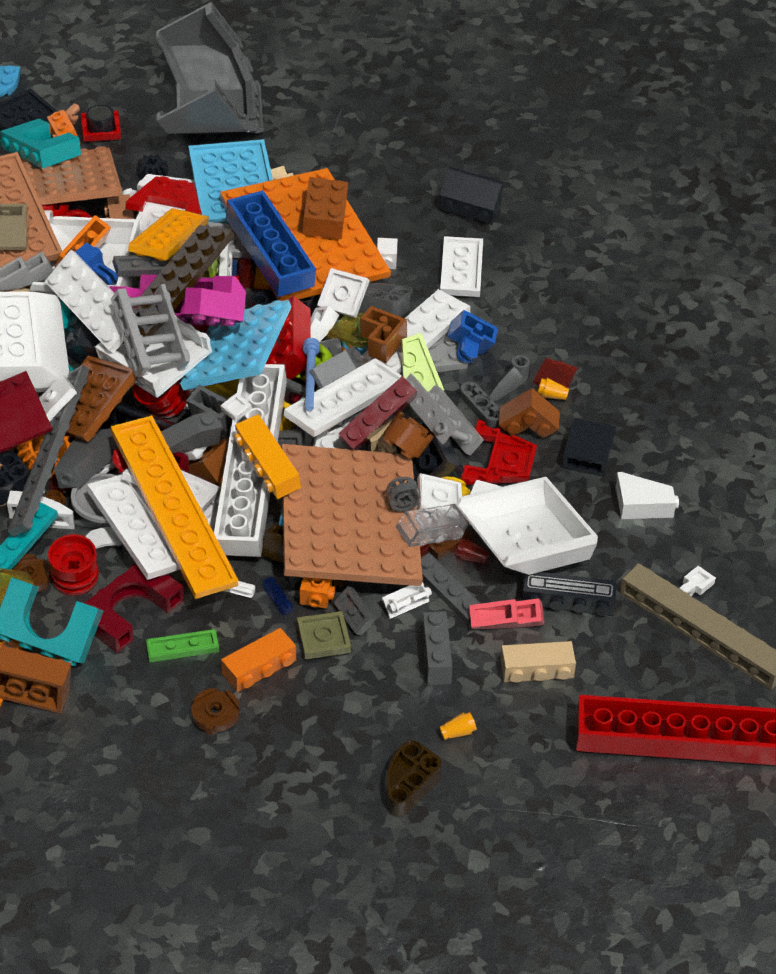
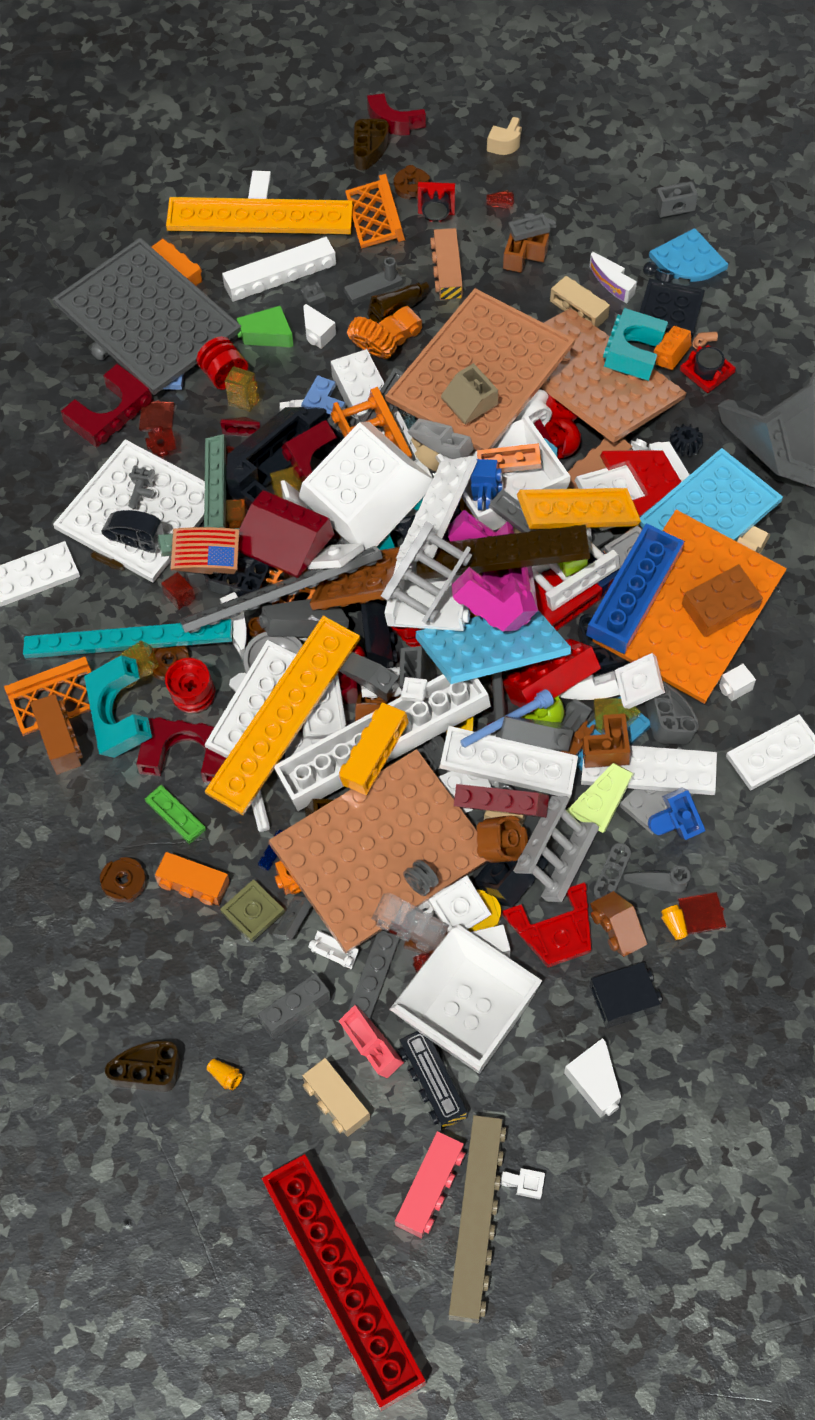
camera: 60 degrees right, 15 degrees up
(656, 640) = (429, 1184): none -> coral brick

